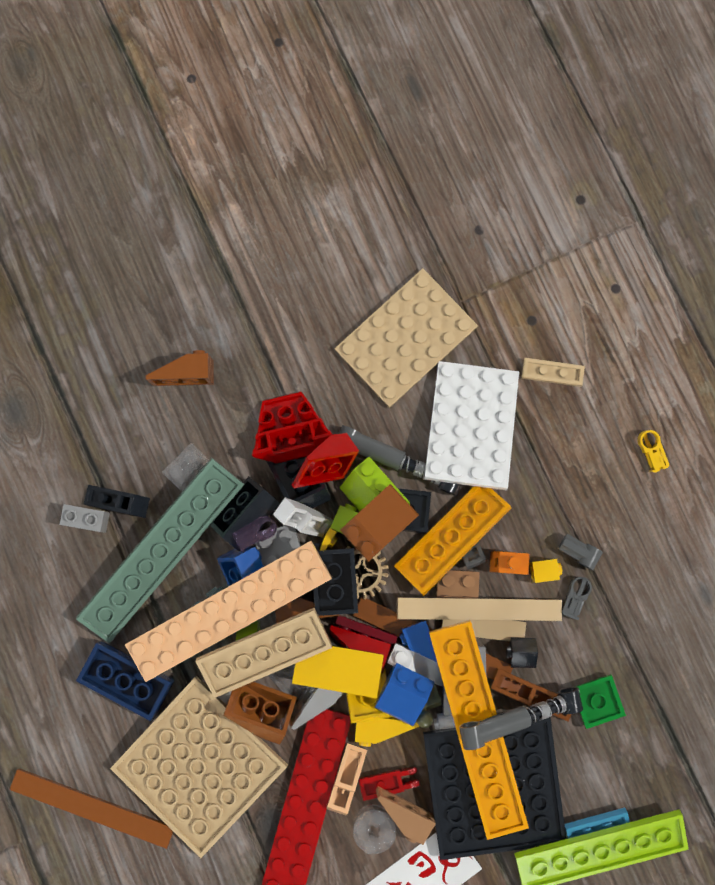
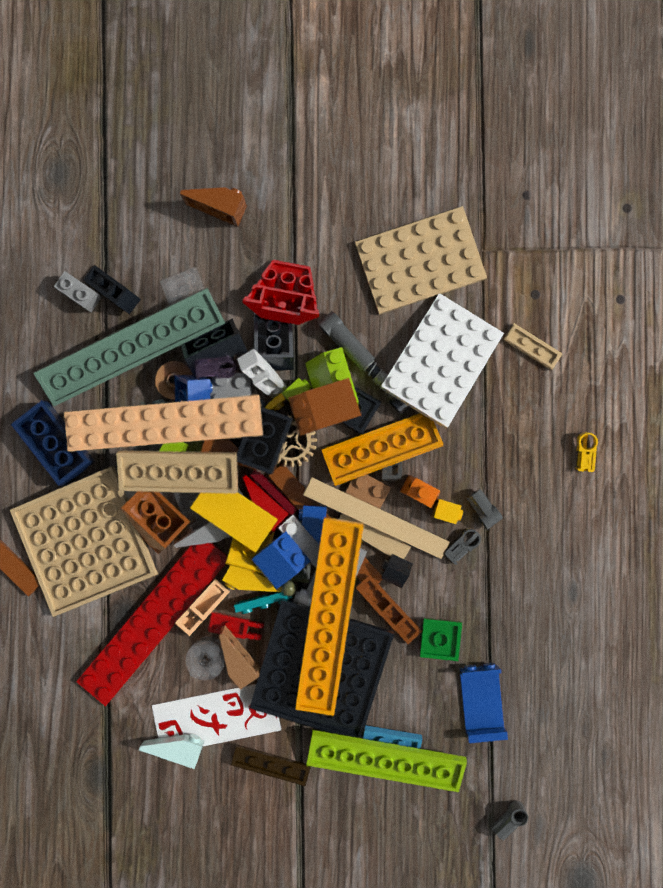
camera: 20 degrees right, 5 degrees up
(205, 562) = (163, 374): none -> medium nougat dish
(328, 461) = (303, 334): red slope -> none
(404, 745) = (263, 601): none -> teal plate
(477, 733) = (327, 620): dark grey piece -> none
(669, 747) = (482, 703): none -> blue panel

